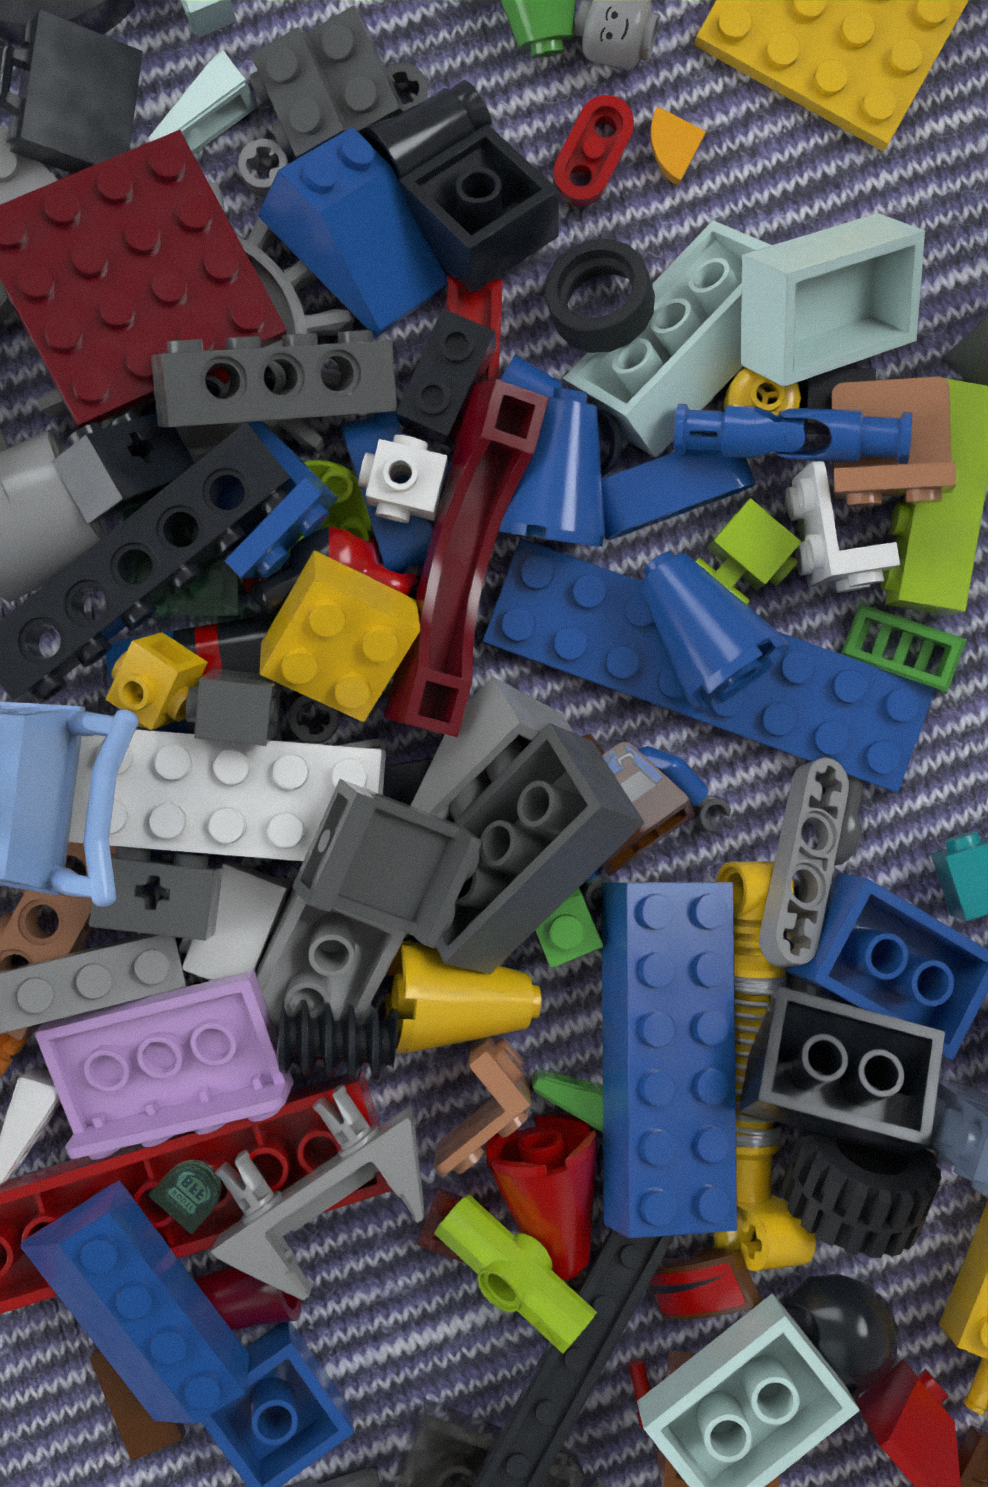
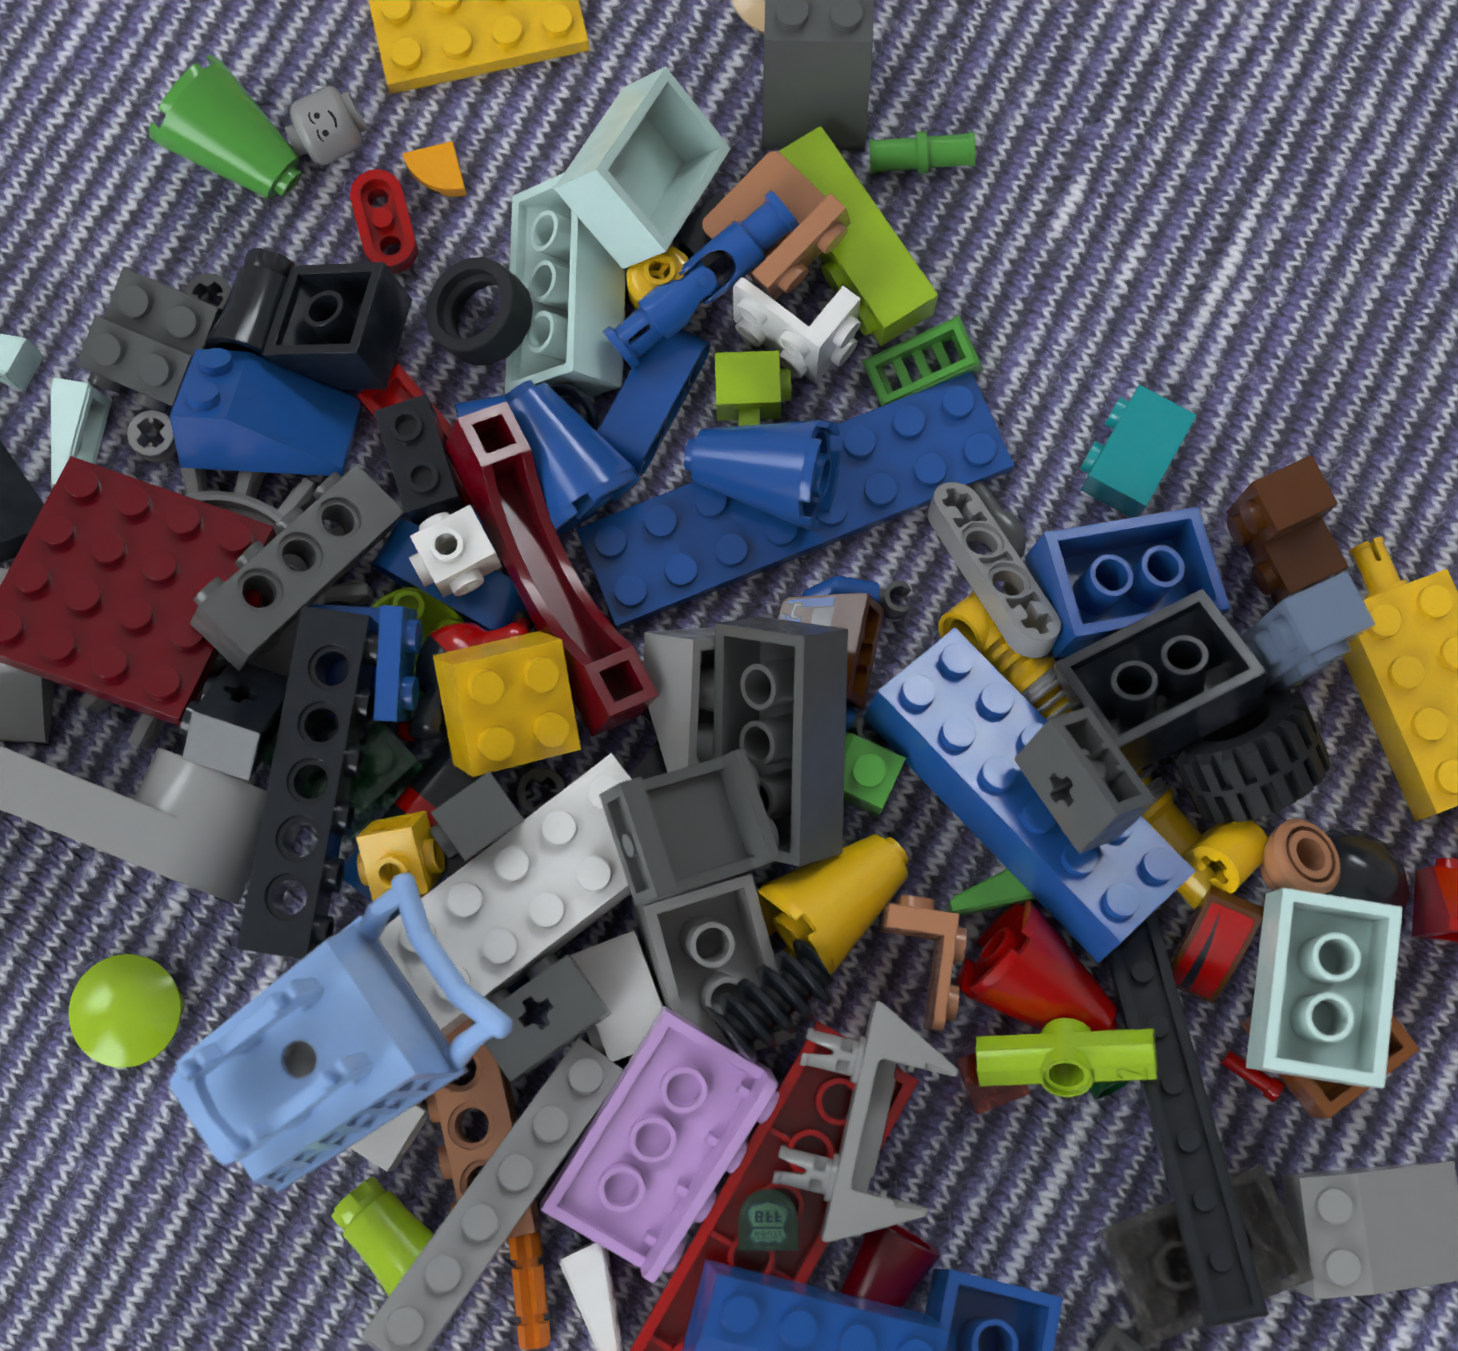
camera: 40 degrees left, 10 degrees down
(714, 1100) = (1084, 779): none -> dark grey brick
(821, 1295) = (1300, 858): none -> nougat brick

